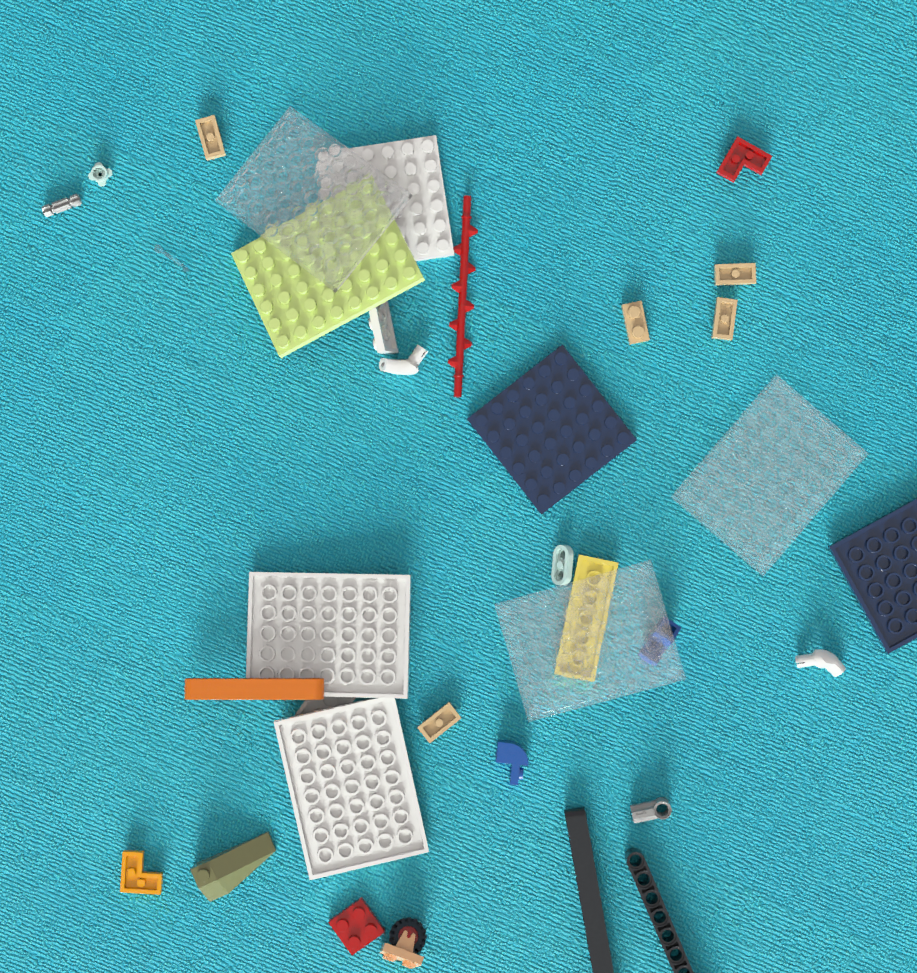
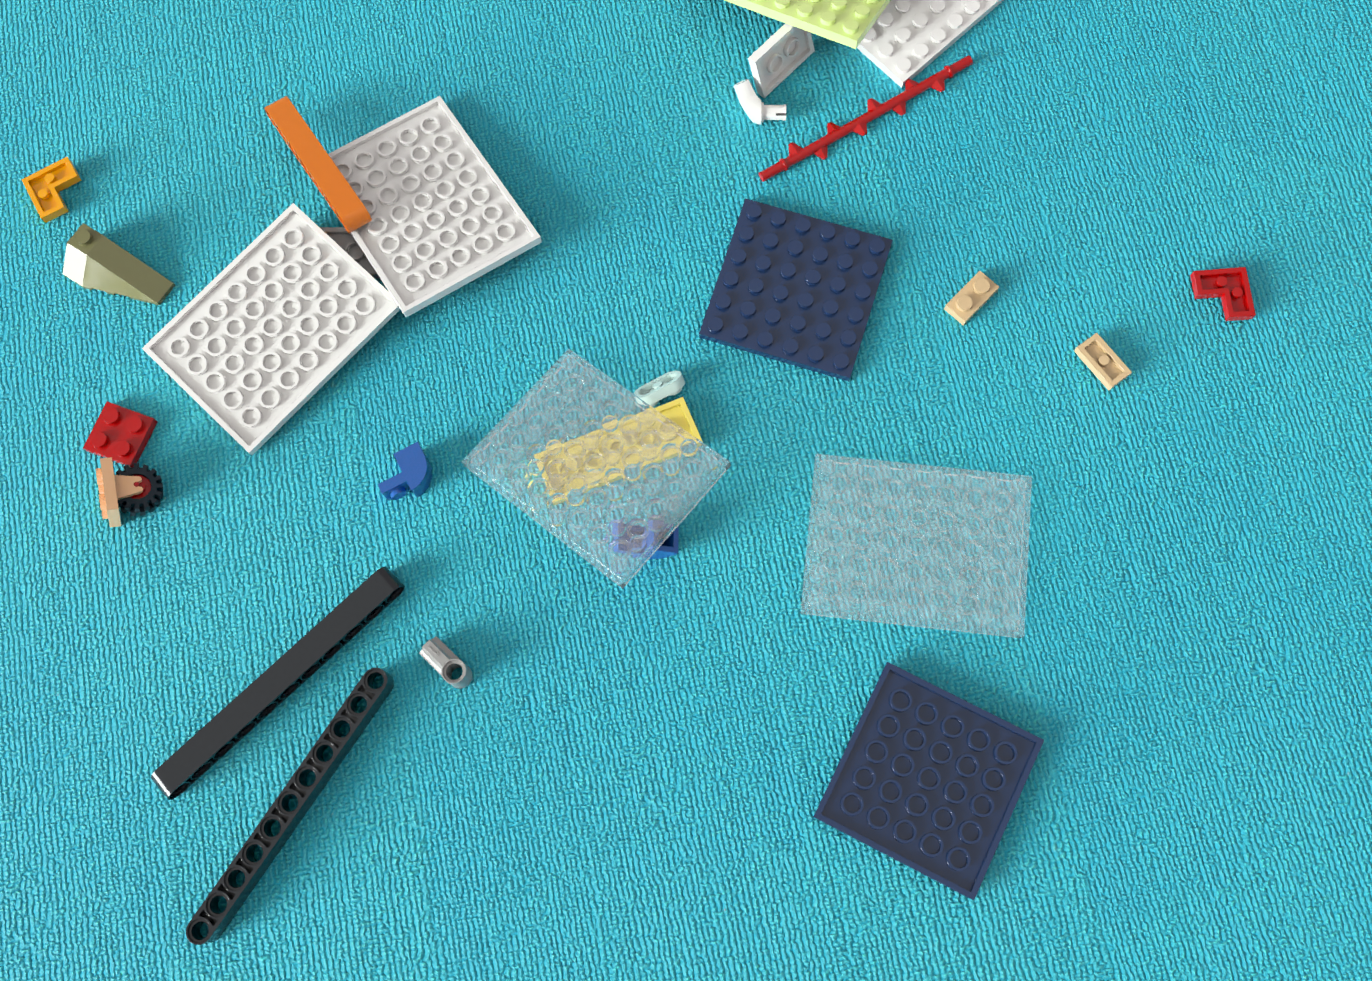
camera: 60 degrees right, 15 degrees down
(439, 722) = (401, 374): tan plate -> none
(724, 318) = (1047, 381): tan plate -> none
(821, 659) = (752, 742): white arm -> none

